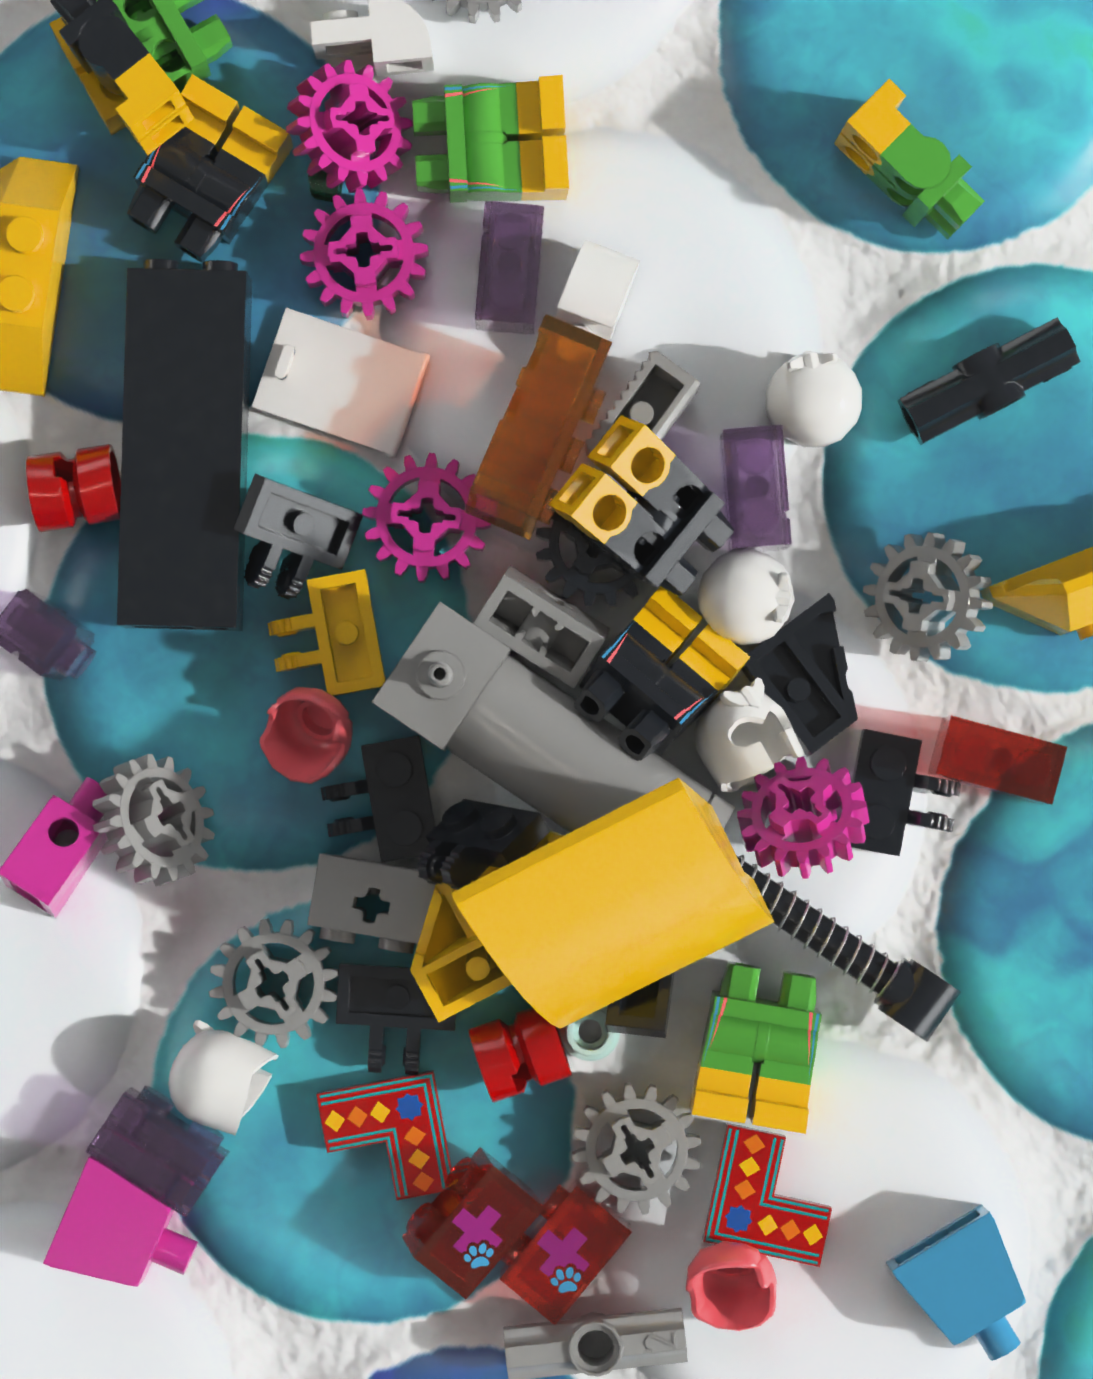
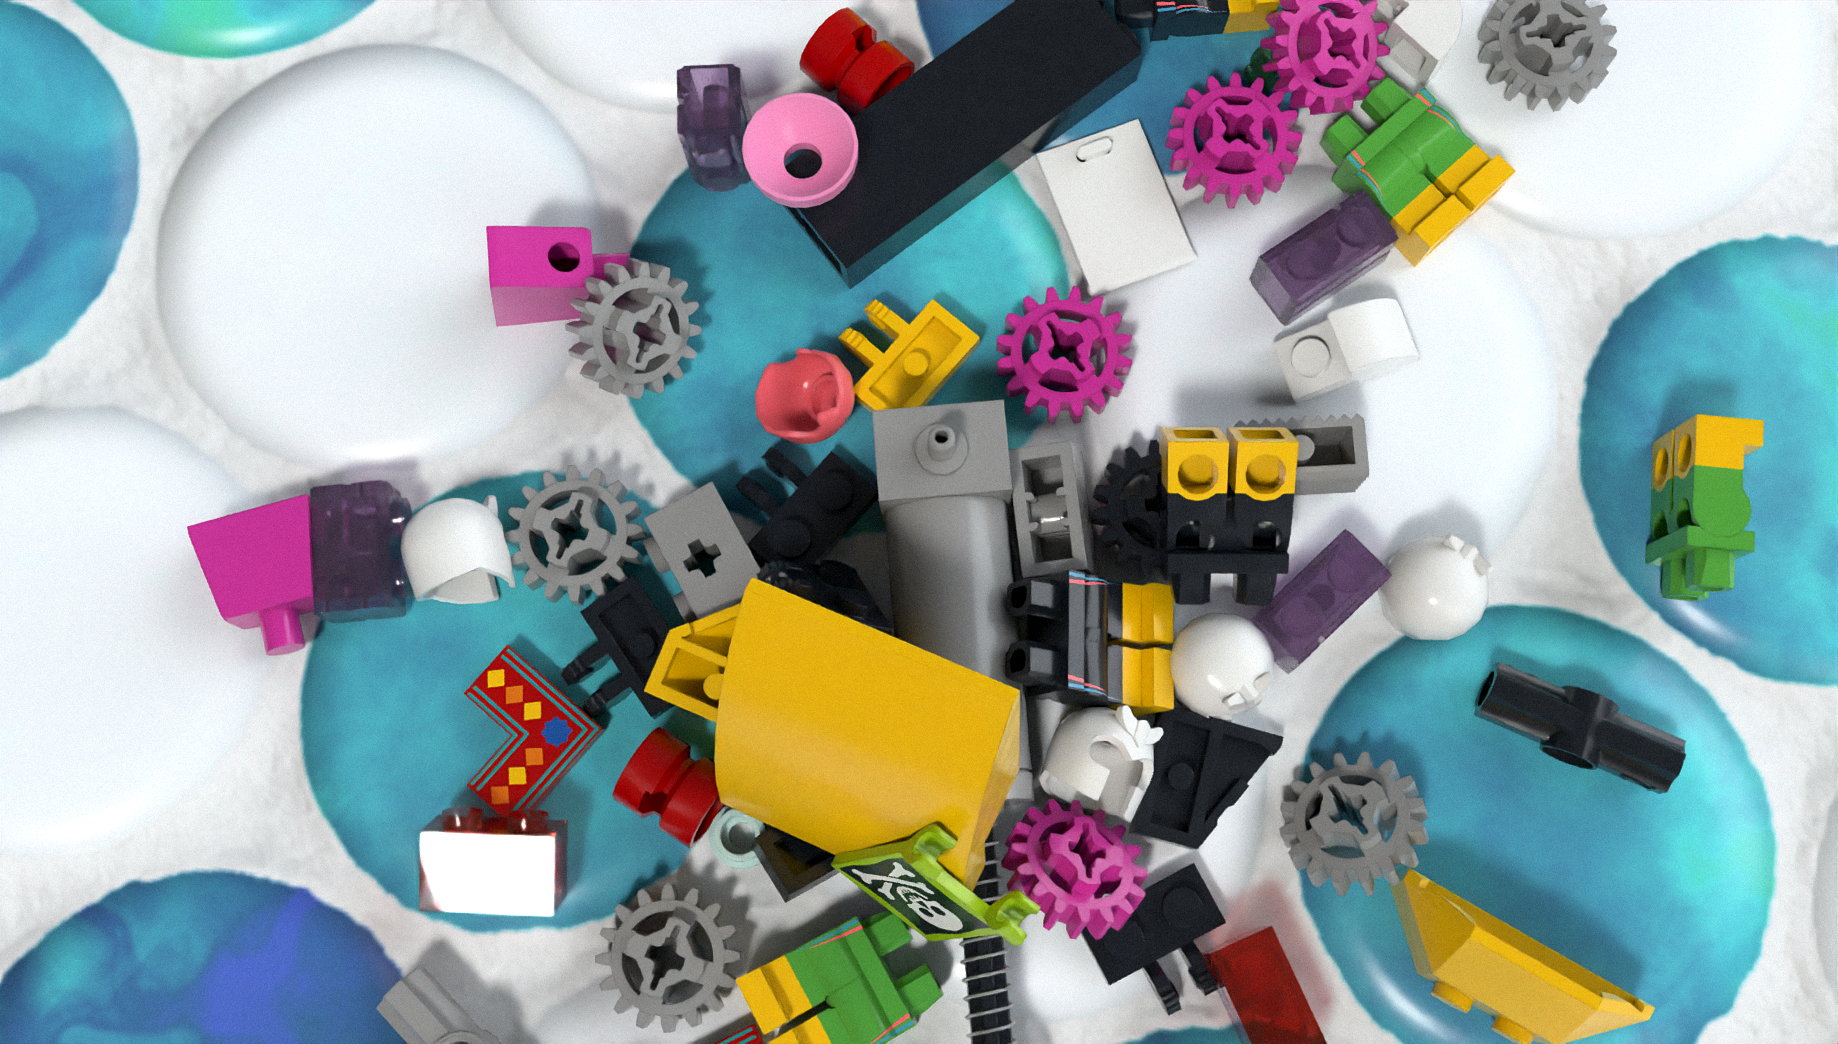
camera: 55 degrees right, 10 degrees down
(92, 587) = (795, 124): none -> bright pink piece
(297, 523) = (972, 252): hinge -> none
(540, 429) = (1217, 377): clear orange wedge -> none
(563, 1250) = (529, 966): clear red brick -> none
(746, 939) = (927, 897): none -> flag

